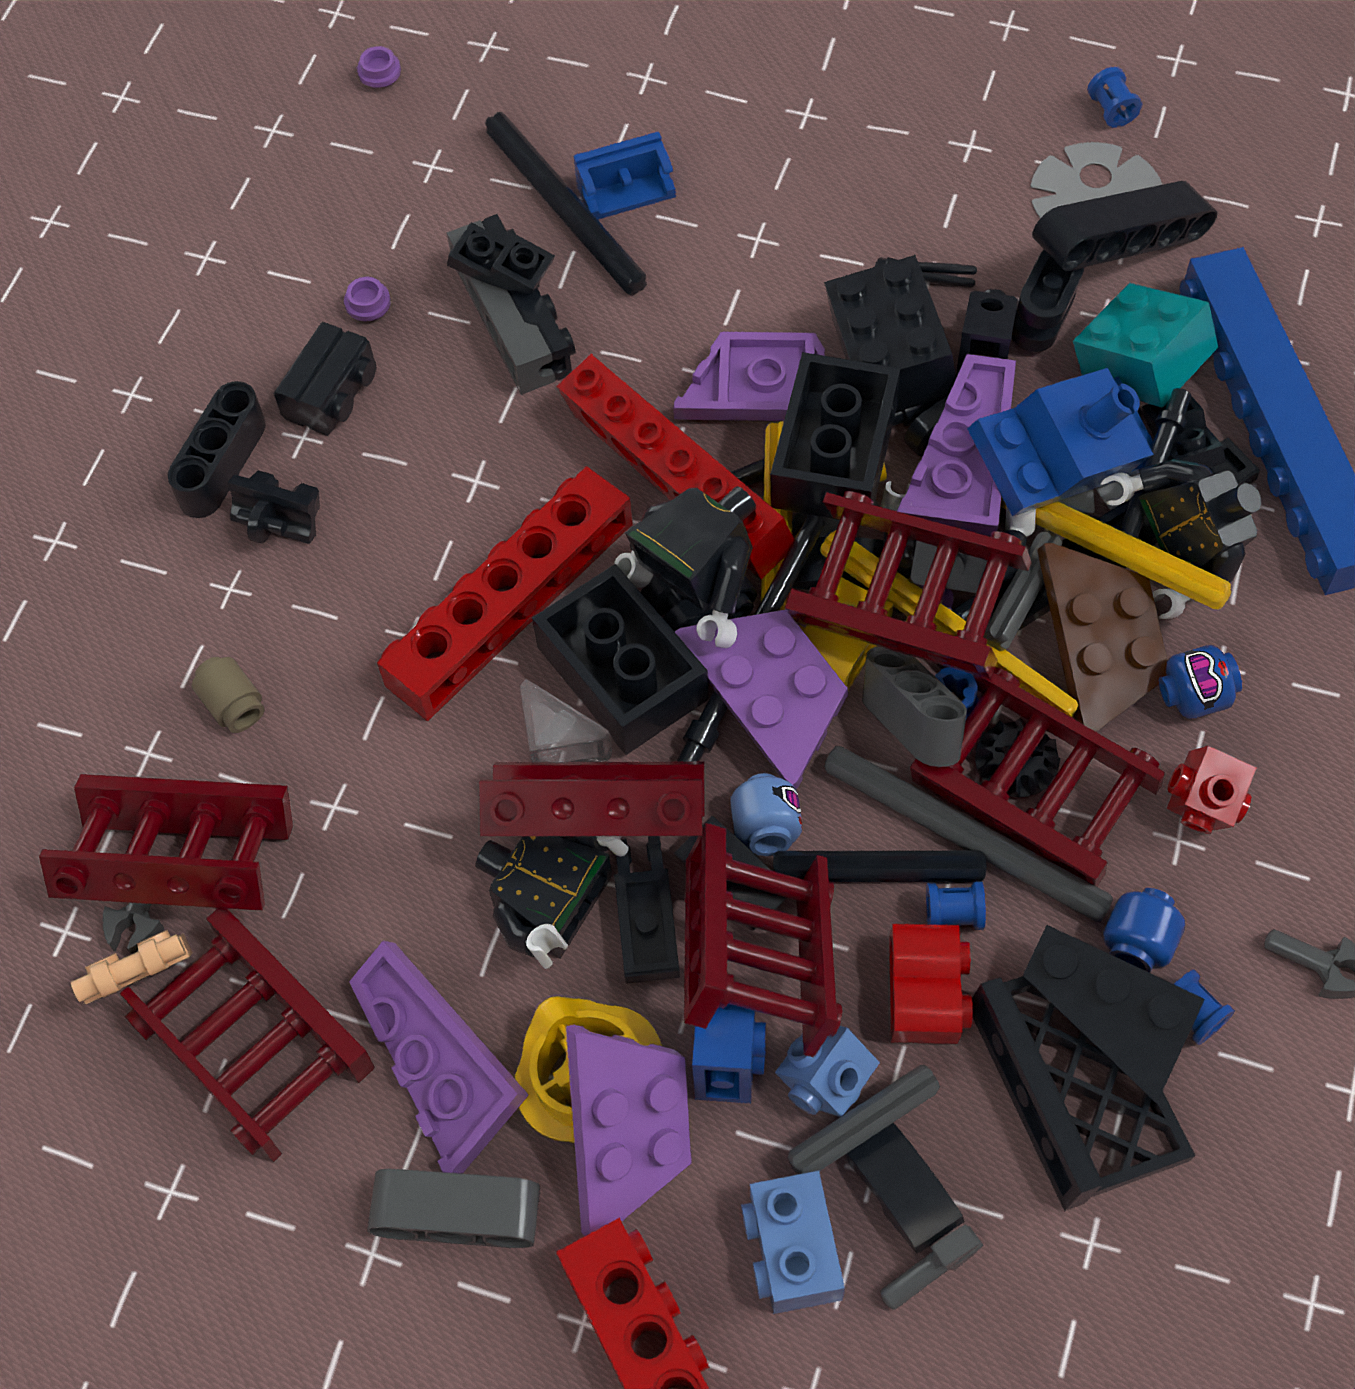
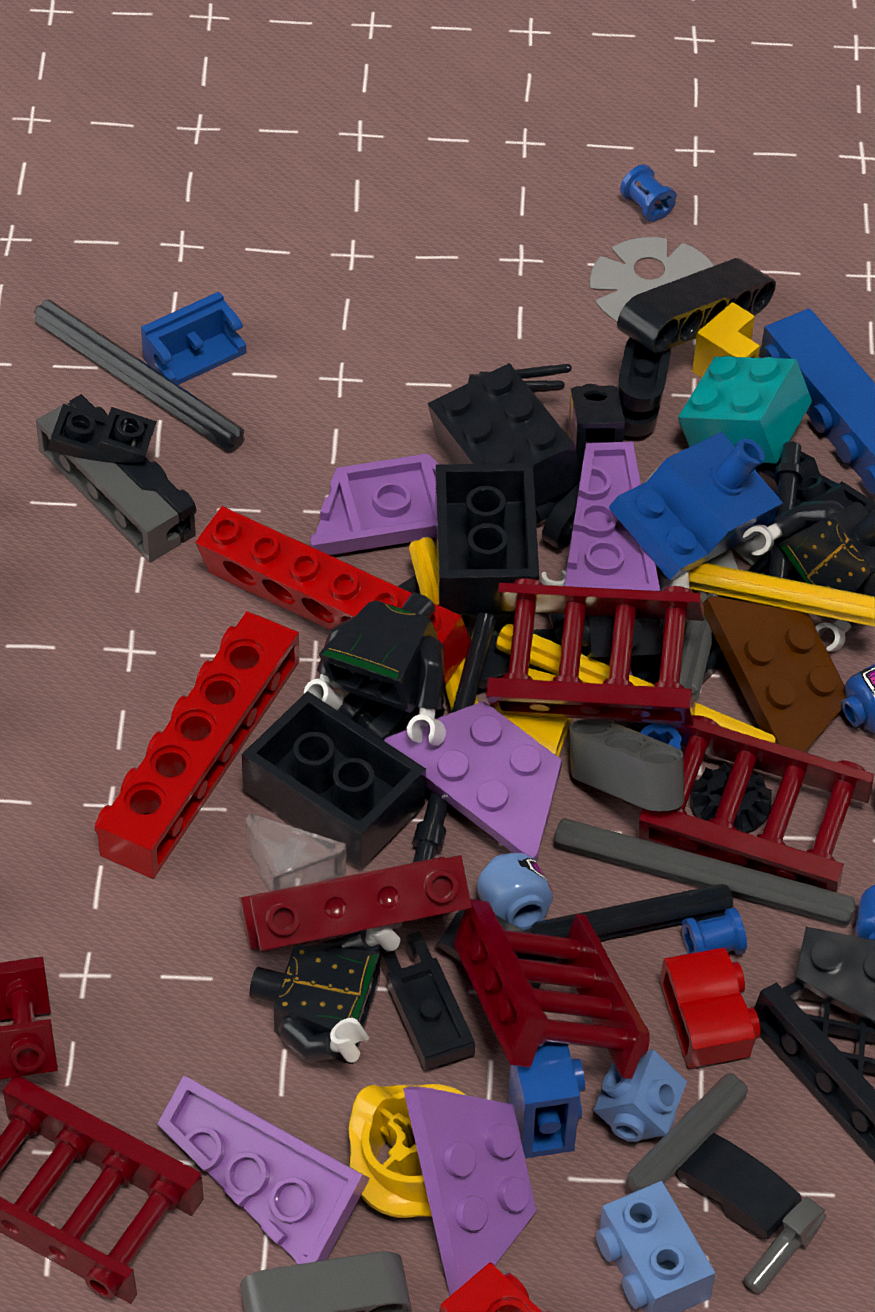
camera: 20 degrees left, 10 degrees down
(1148, 264) = (725, 336): none -> yellow piece

